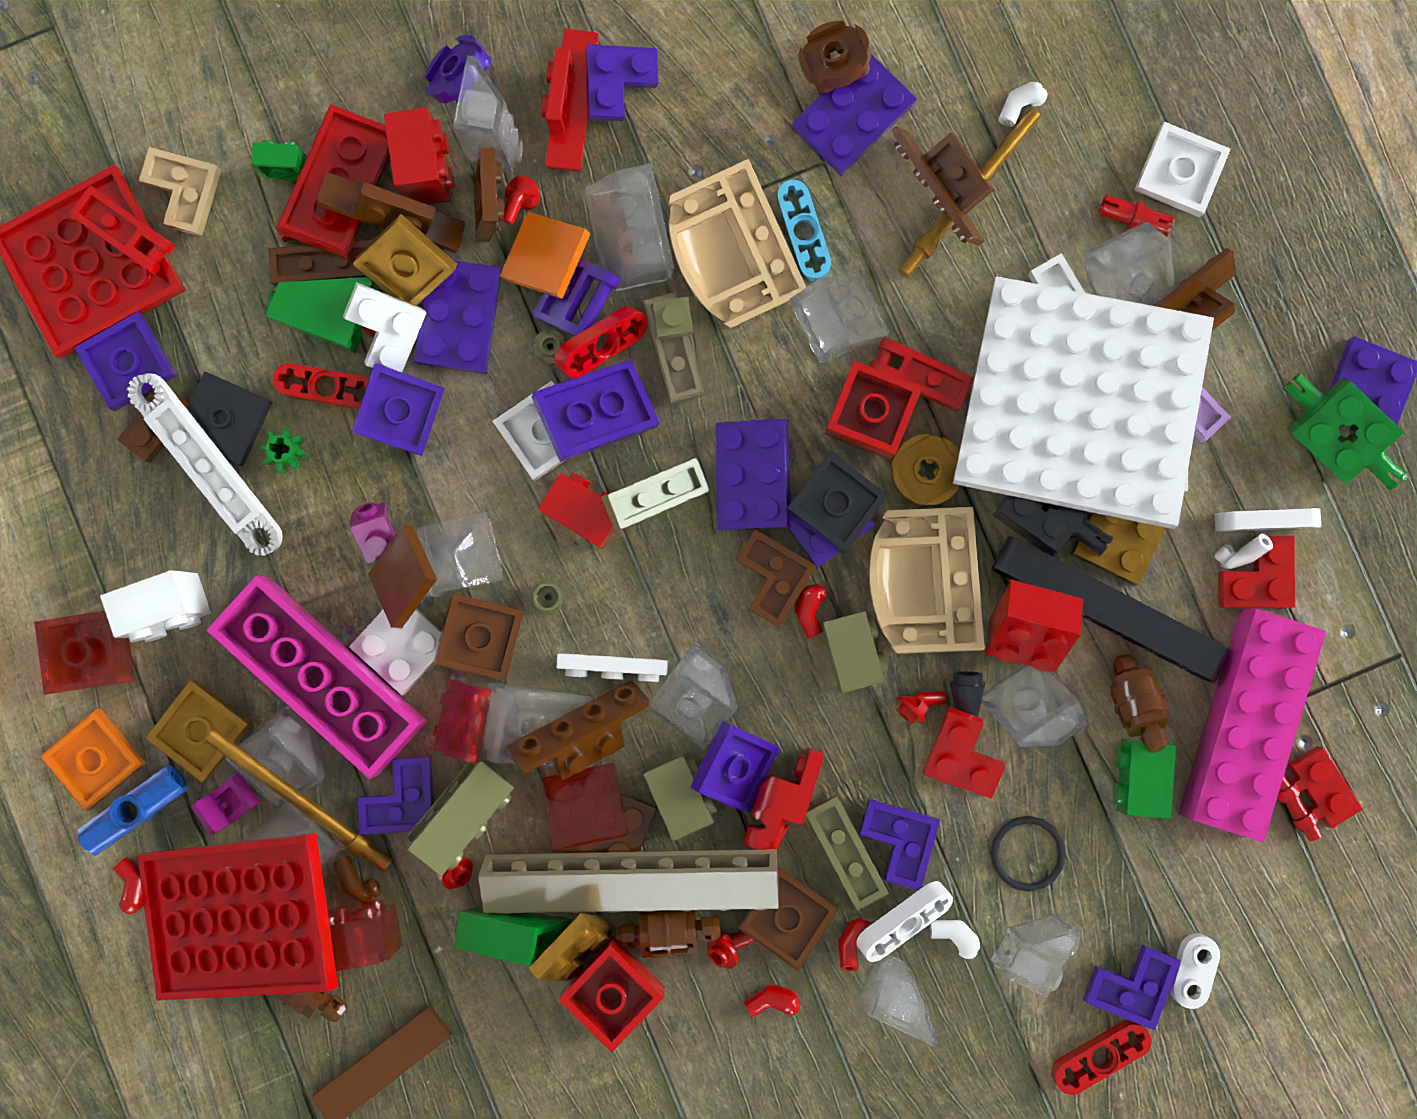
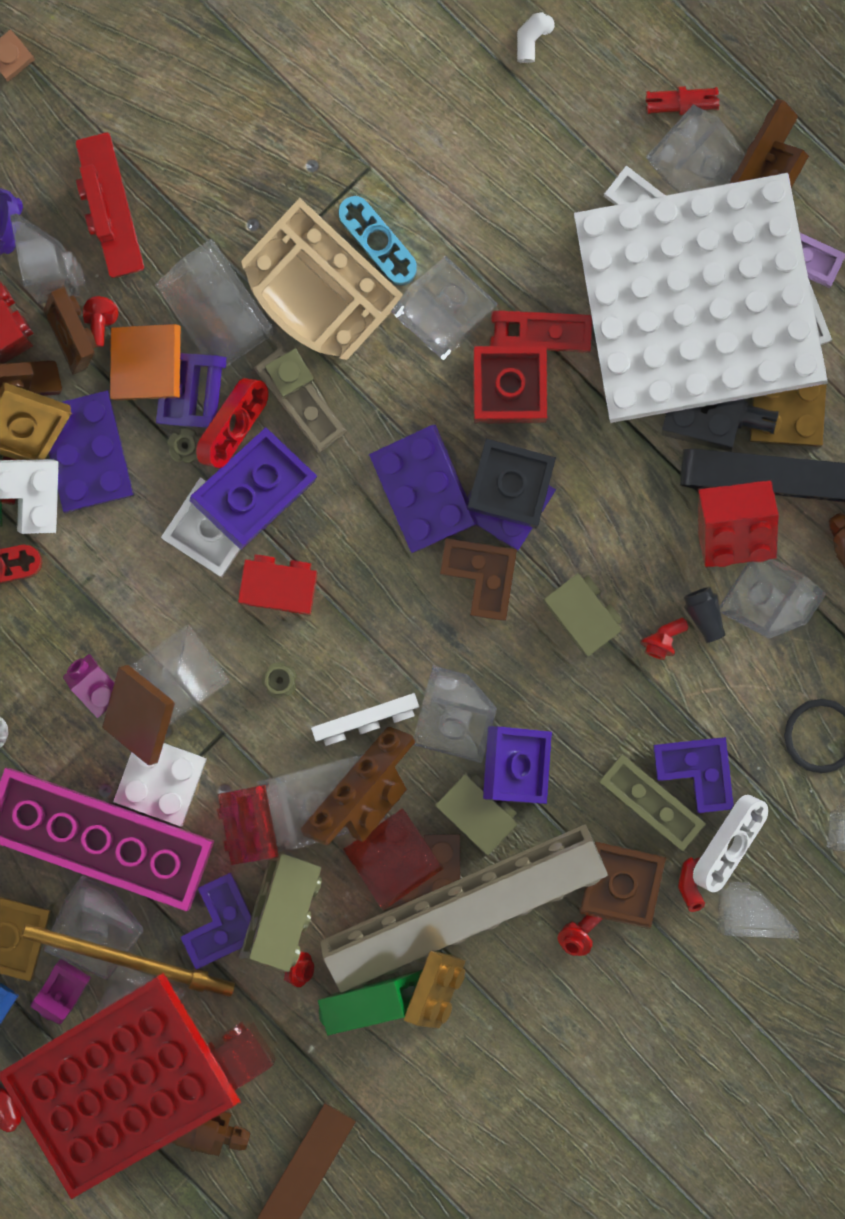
camera: 20 degrees left, 0 degrees up
(352, 884) = (208, 1020): reddish brown arm -> none
(397, 409) = (68, 563): dark purple plate -> none
(478, 637) = (230, 742): reddish brown plate -> none
(610, 71) = (134, 165): dark purple plate -> none
(612, 994) = (489, 1018): red brick -> none
(655, 494) = (340, 543): plate -> none
(668, 933) = (518, 942): reddish brown piece -> none
(773, 997) = (638, 963): red arm -> none
(783, 800) = (574, 778): red plate -> none
(806, 608) = (523, 592): red arm -> none
(843, 70) = (353, 78): reddish brown plate -> none
(854, 117) = (379, 109): dark purple plate -> none
(906, 465) = (563, 422): pearl gold plate -> none
(927, 243) = (498, 206): pearl gold bar -> none
(927, 581) = (624, 521): tan slope -> none
(952, 178) = (493, 137): reddish brown bracket -> none
(954, 759) = (716, 677): red plate -> none
(959, 933) = (787, 835): white arm -> none
(1182, 169) = (707, 40): white plate -> none

